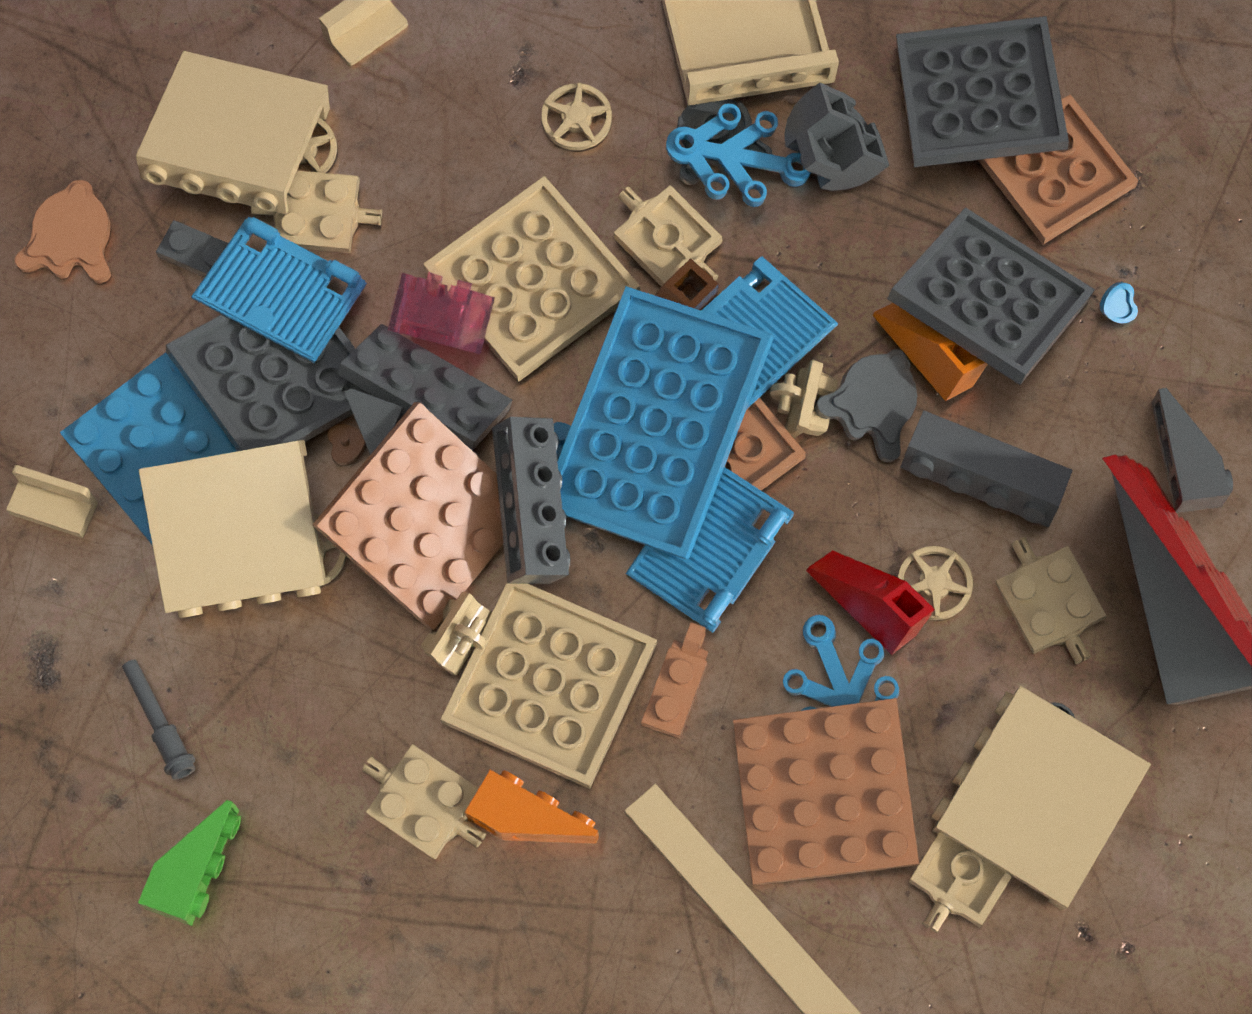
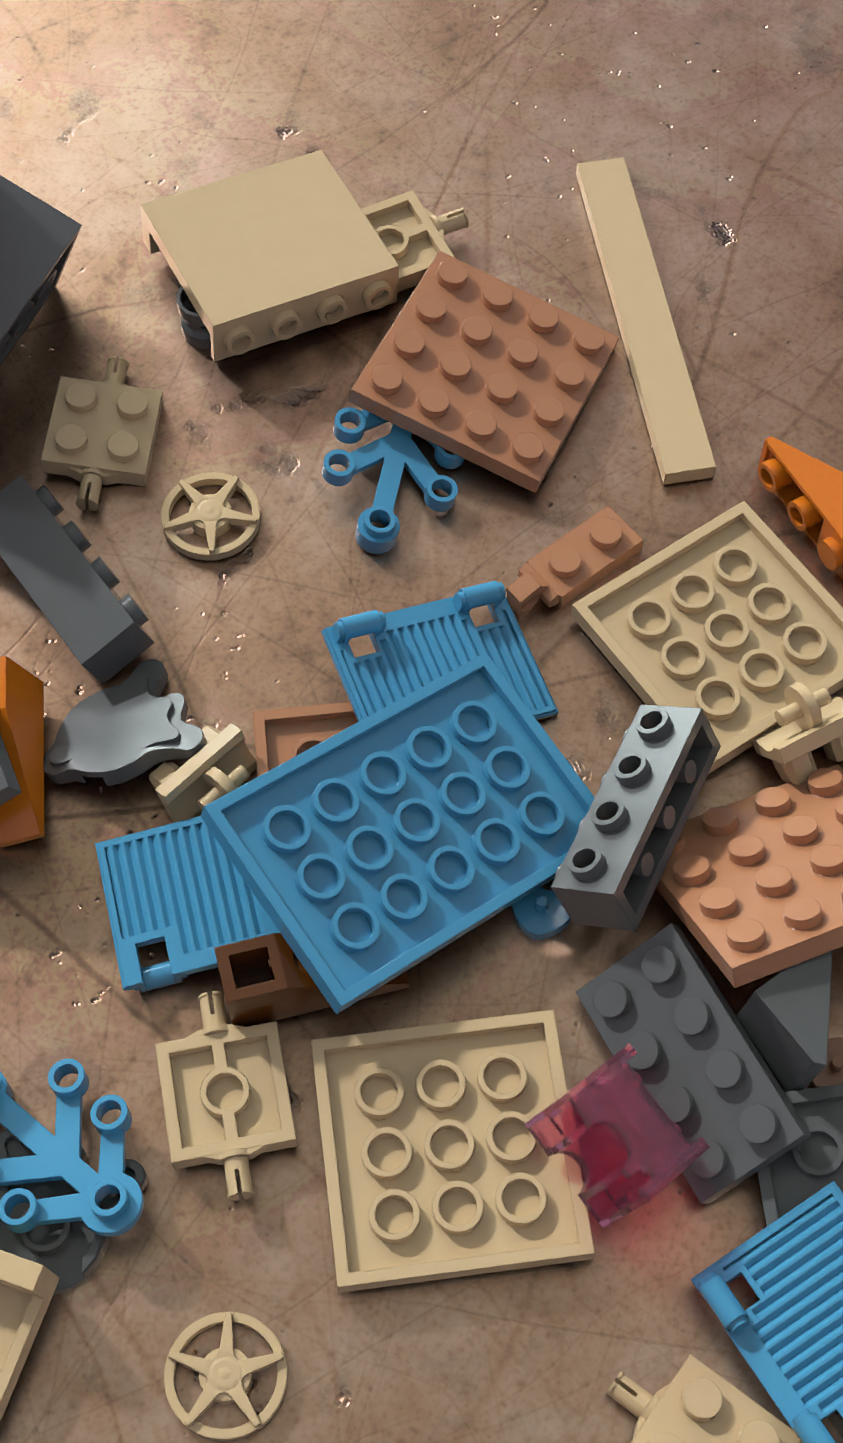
camera: 150 degrees left, 10 degrees down
(875, 599) = (296, 516): red slope -> none

